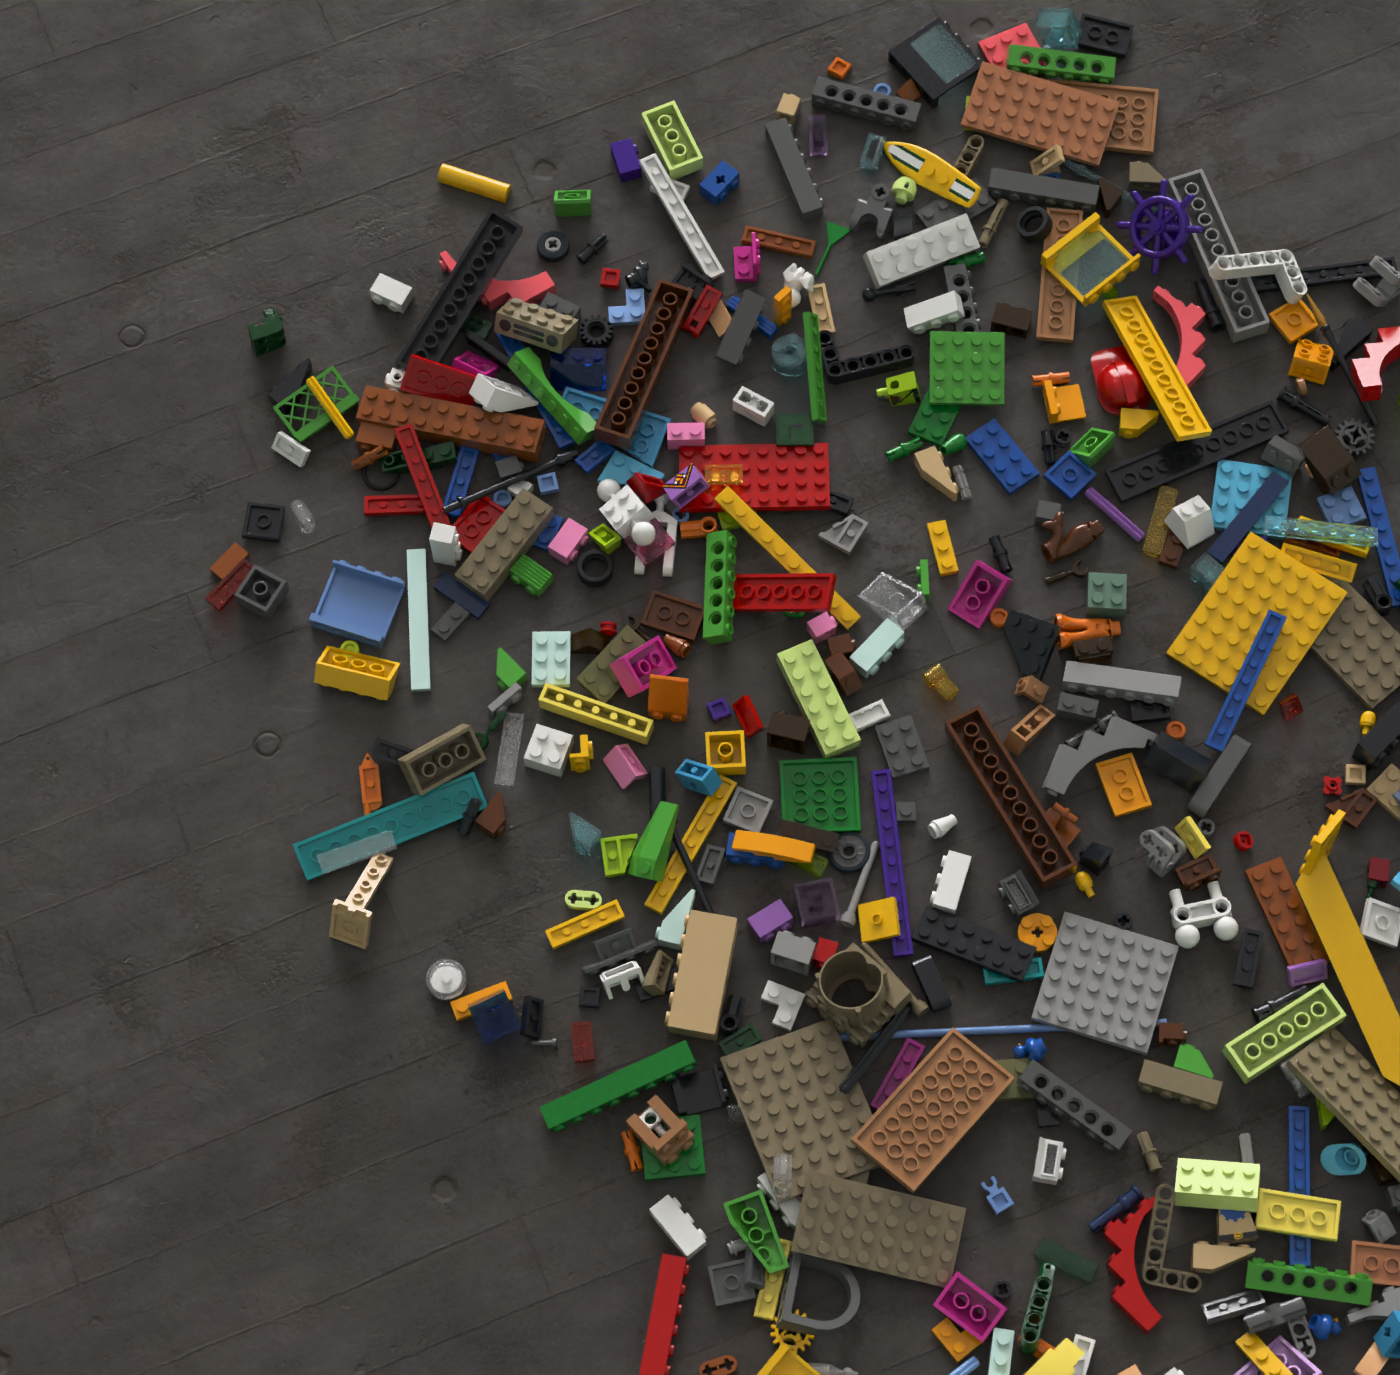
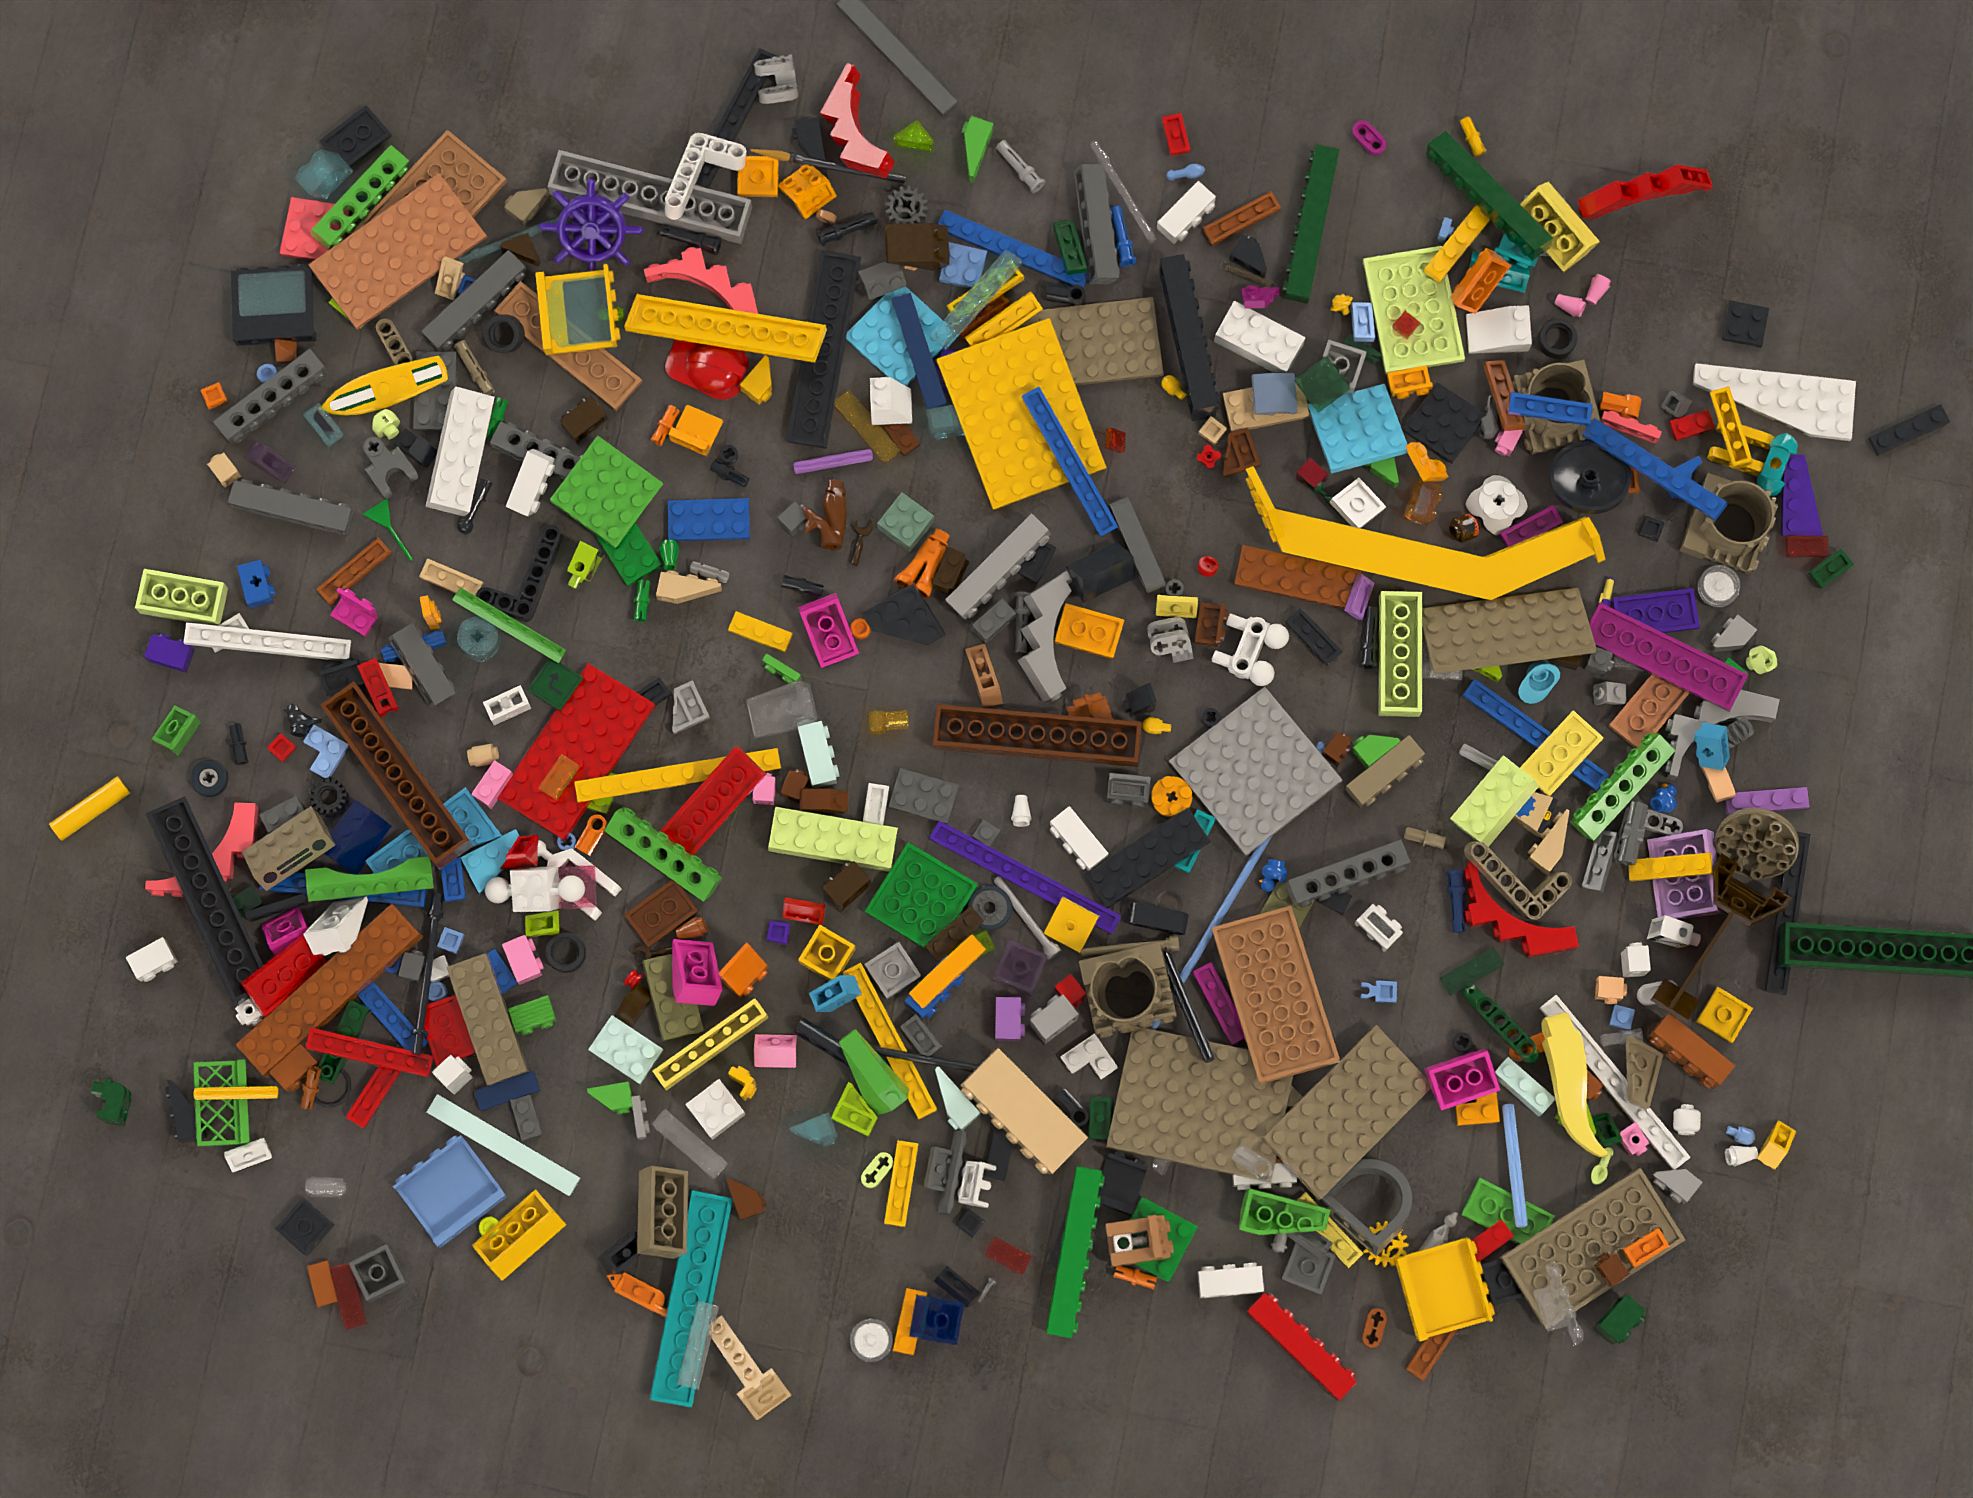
camera: 60 degrees left, 10 degrees up
(469, 816) = (731, 1221): black axle -> none
(491, 727) = (657, 1146): dark green piece -> none
(651, 983) = (994, 1150): dark tan slope -> none
(685, 486) = (548, 819): medium lavender brick -> none
(796, 280) = (408, 583): white animal -> none
(1031, 688) = (947, 647): medium nougat bracket -> none
(1070, 475) = (769, 473): blue plate -> none
(1093, 445) = (754, 435): bright green slope -> none
(1176, 730) = (1069, 552): orange tile -> none

